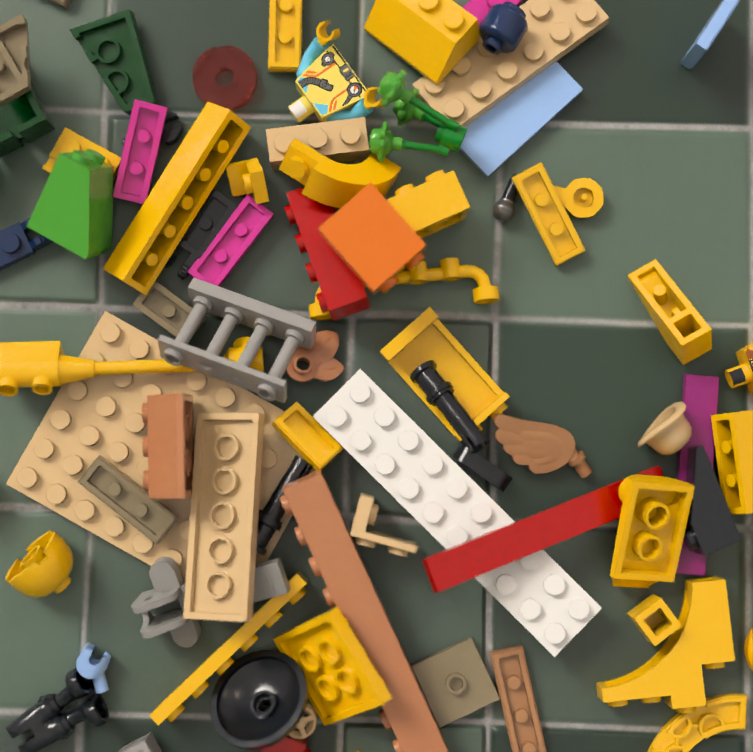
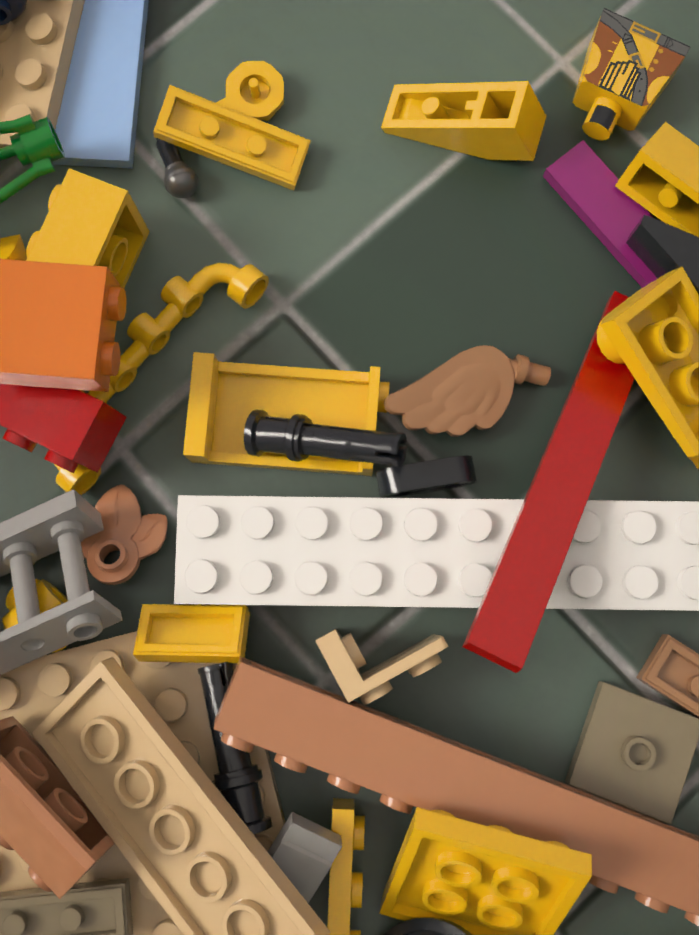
camera: 40 degrees left, 5 degrees down
(668, 431) = (588, 240): tan hat -> none

